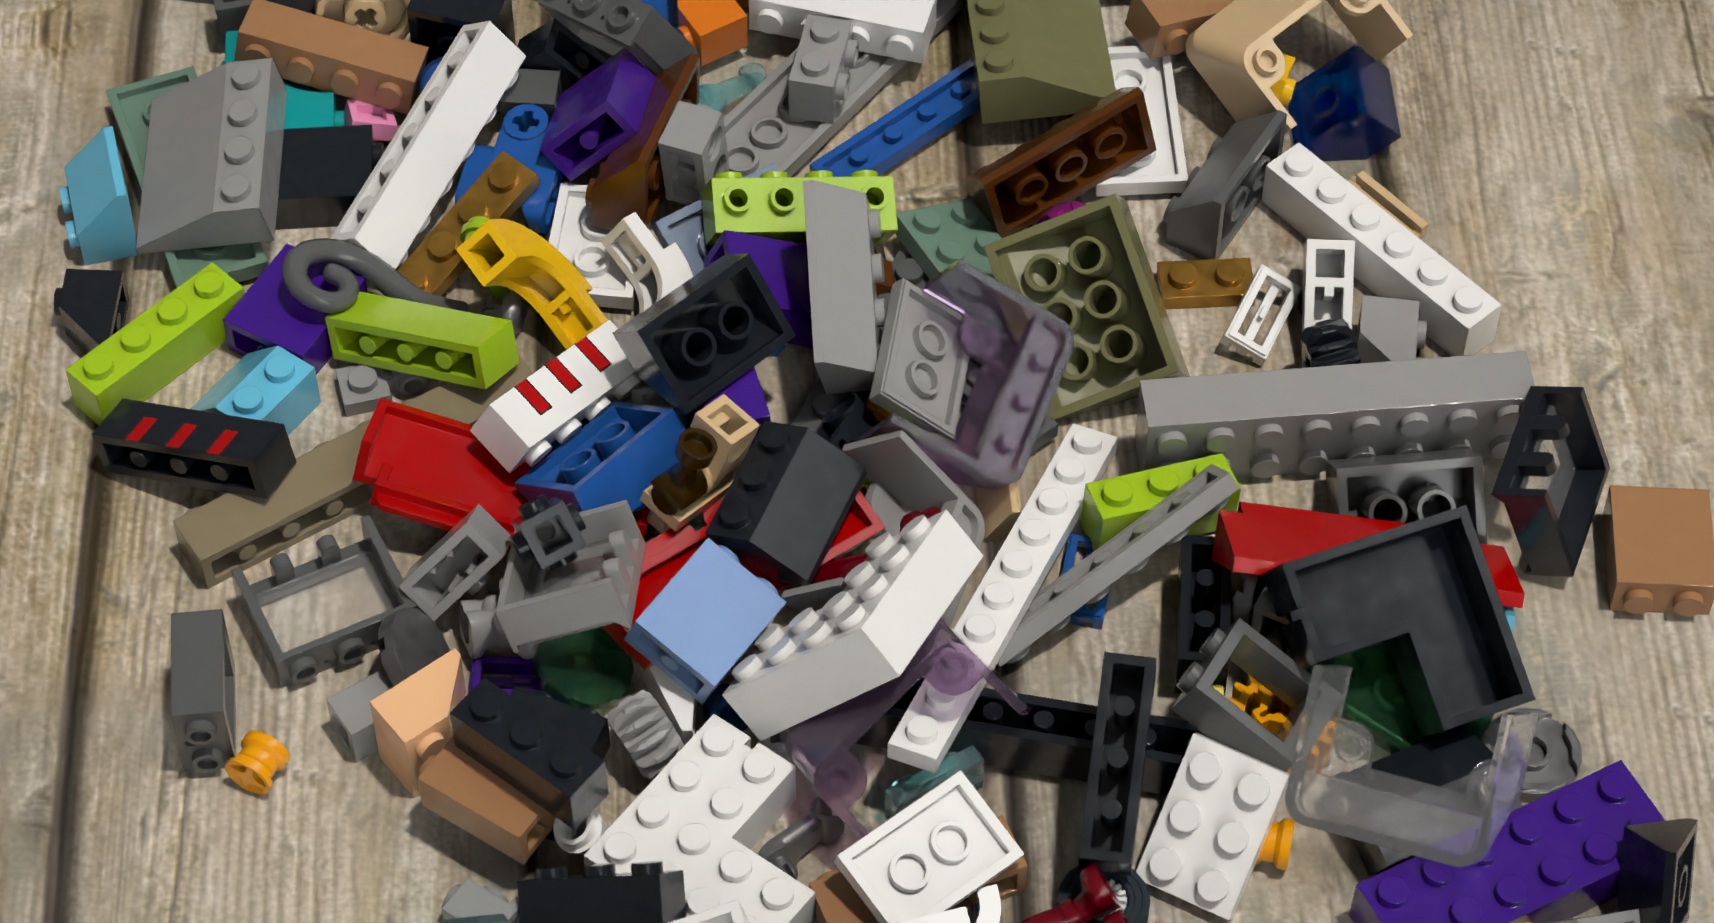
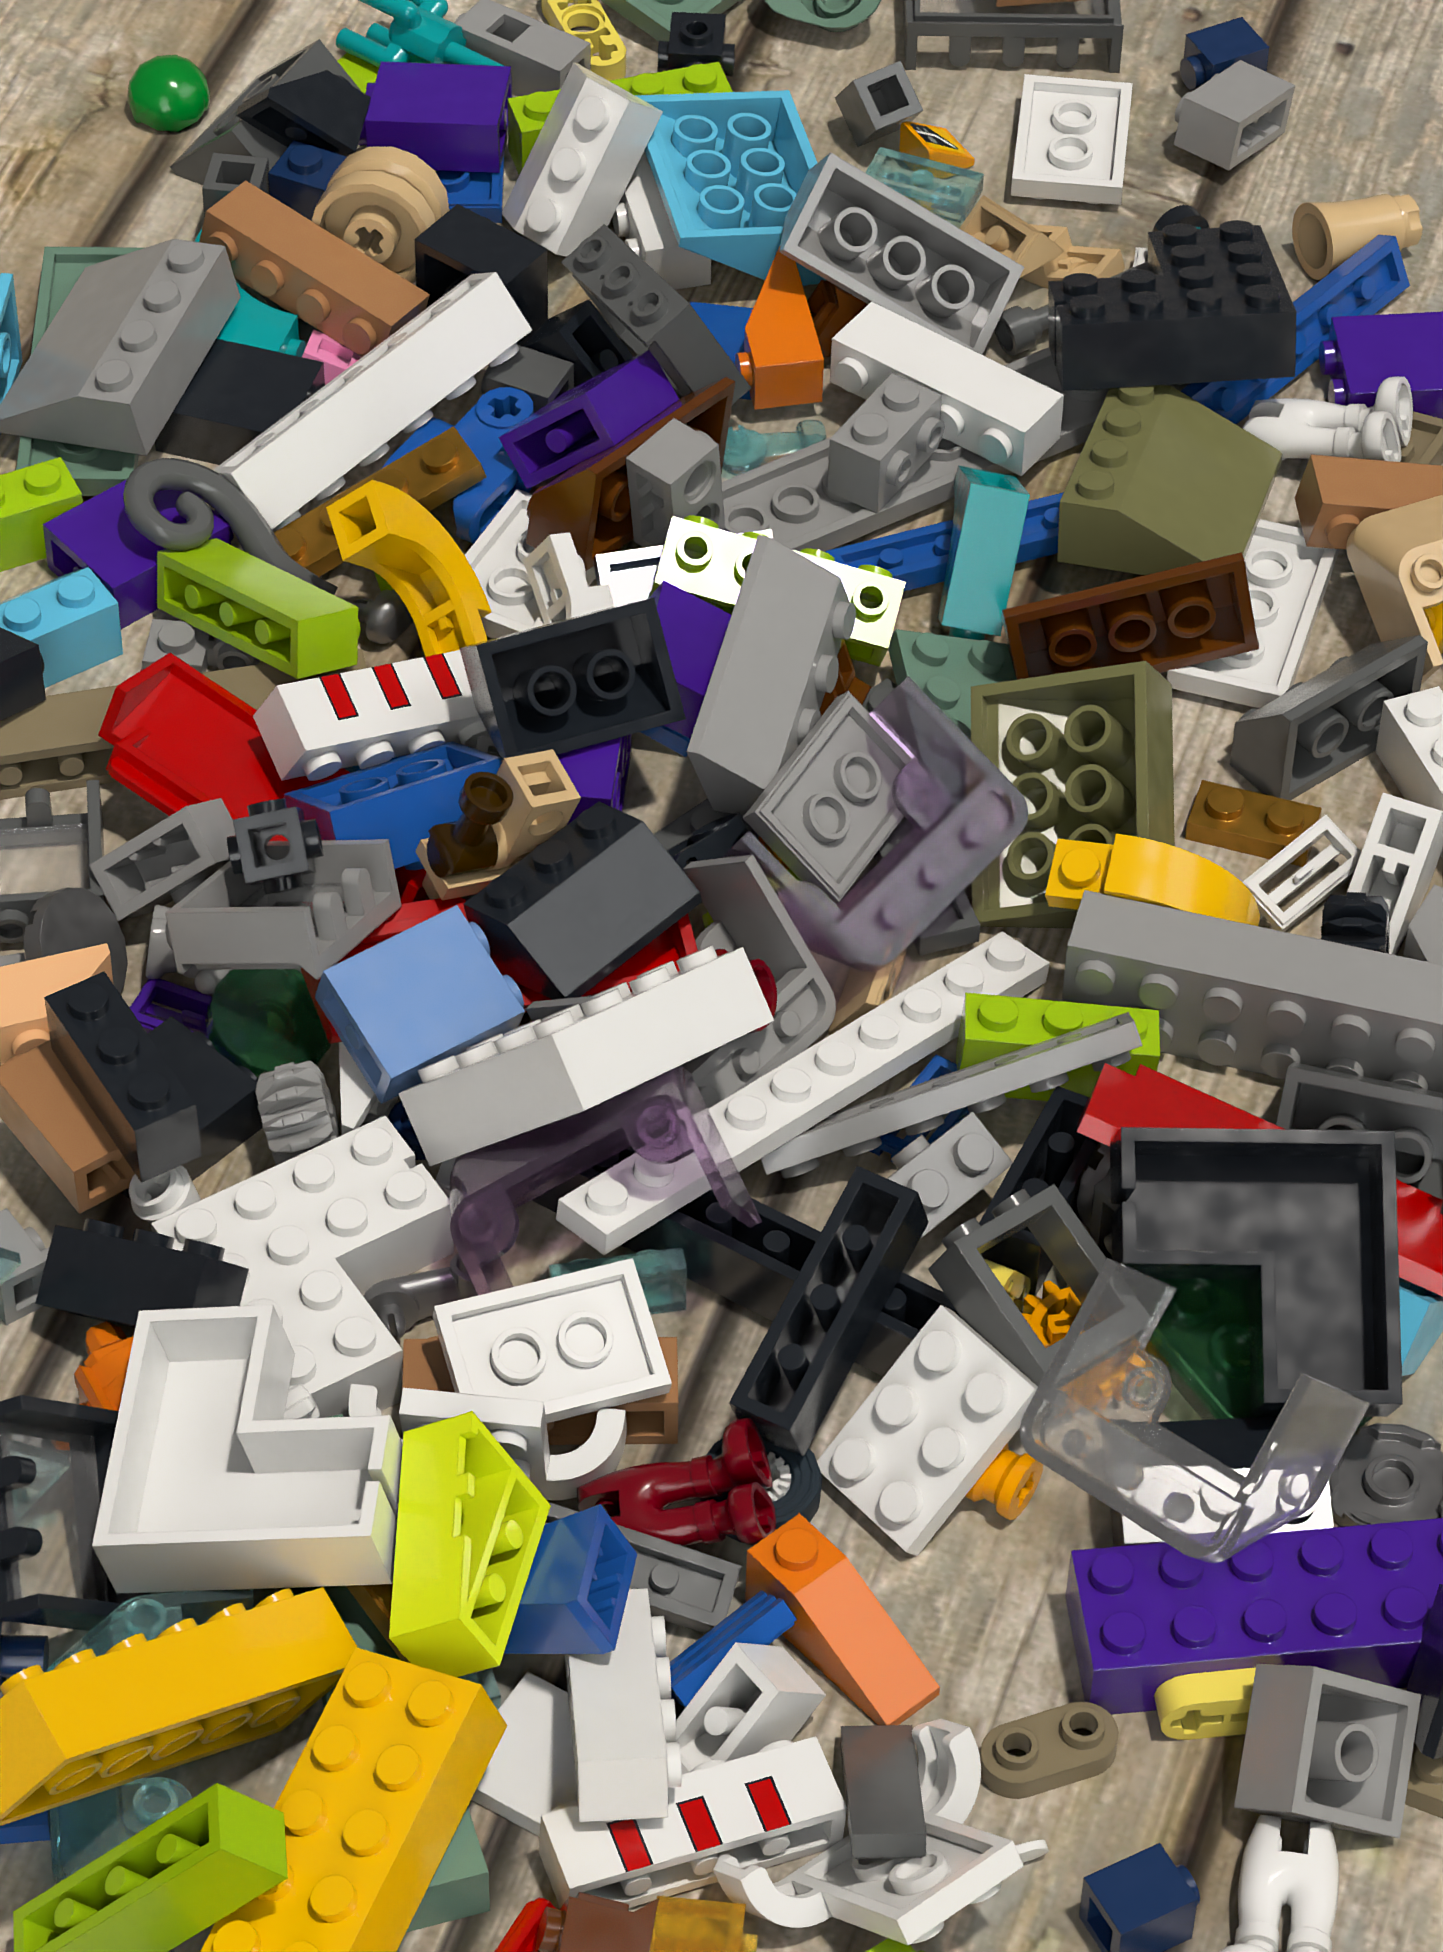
camera: 20 degrees right, 5 degrees down
(931, 129) = (982, 551): none -> teal arch
(1123, 624) = (950, 1167): none -> light grey brick
(1172, 355) = (1148, 874): none -> yellow arch

